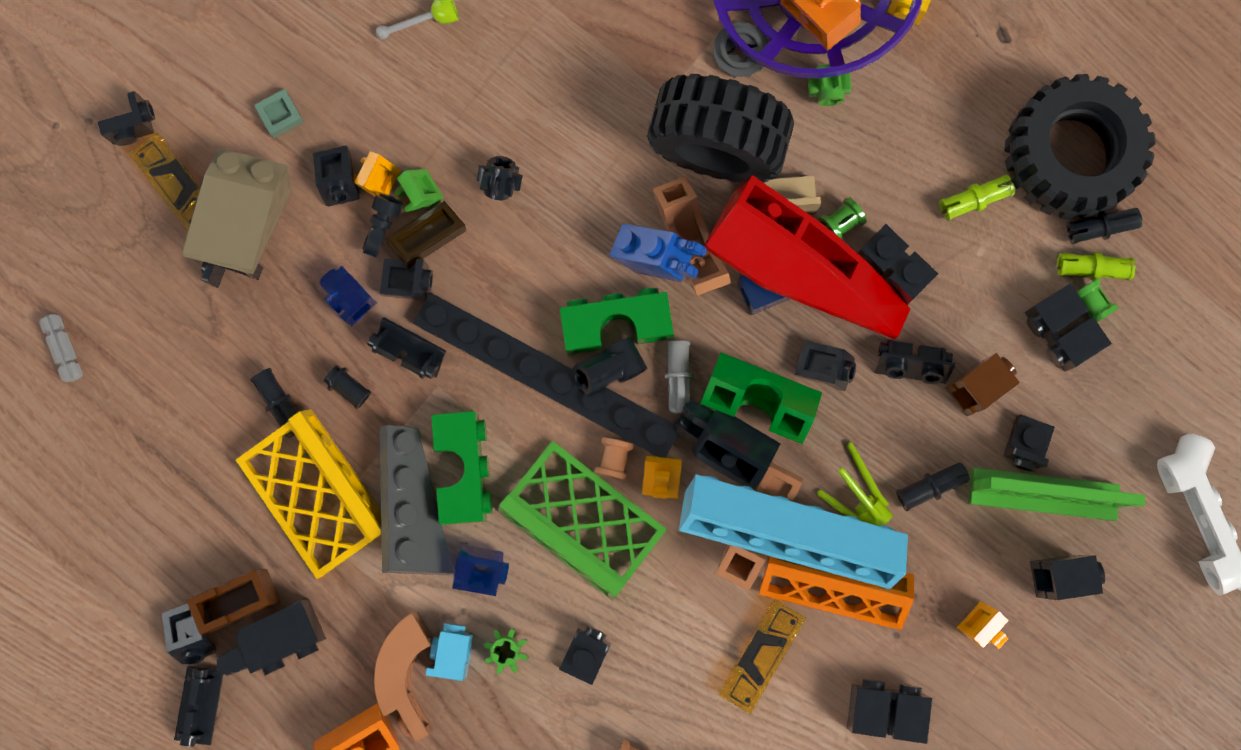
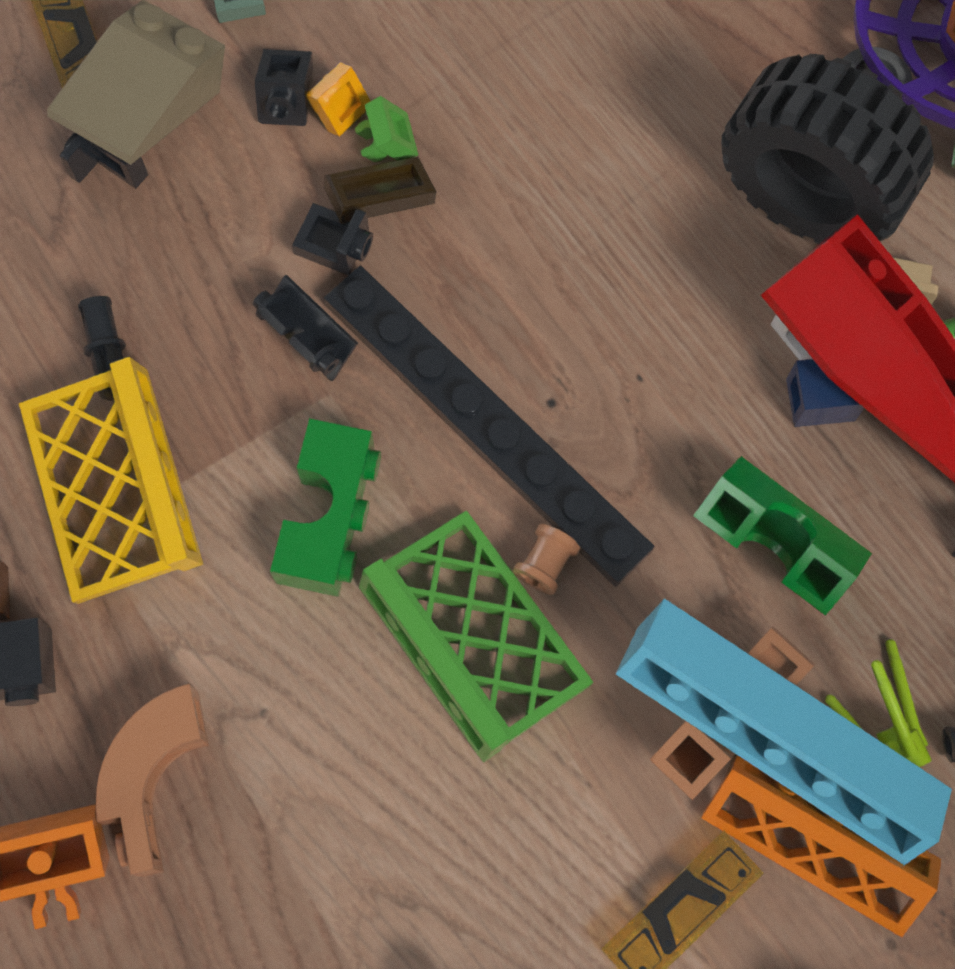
camera: 10 degrees right, 10 degrees down
(347, 295) = (247, 236): clear blue brick -> none
(347, 386) = (199, 344): black pin -> none
(386, 207) = (337, 139): black piece -> none
(409, 510) = (229, 559): dark grey wing -> none
(451, 653) = (227, 762): medium azure brick -> none
(470, 578) = (287, 662): clear blue brick -> none
(496, 654) = (306, 768): bright green gear -> none
(499, 178) = (501, 146): black gear -> none
(586, 654) = (421, 827): black bracket -> none
(616, 363) = (589, 429): black piece -> none
(647, 313) = (647, 373): green arch -> none
(656, 252) = (690, 293): blue hinge -> none
(661, 477) = (607, 605): light orange tile -> none
(678, 375) = (671, 475): light grey axle -> none
(683, 216) = (735, 280): nougat arch -> none
(727, 443) = (716, 581): black hinge -> none
(826, 365) = (887, 520): black bracket -> none

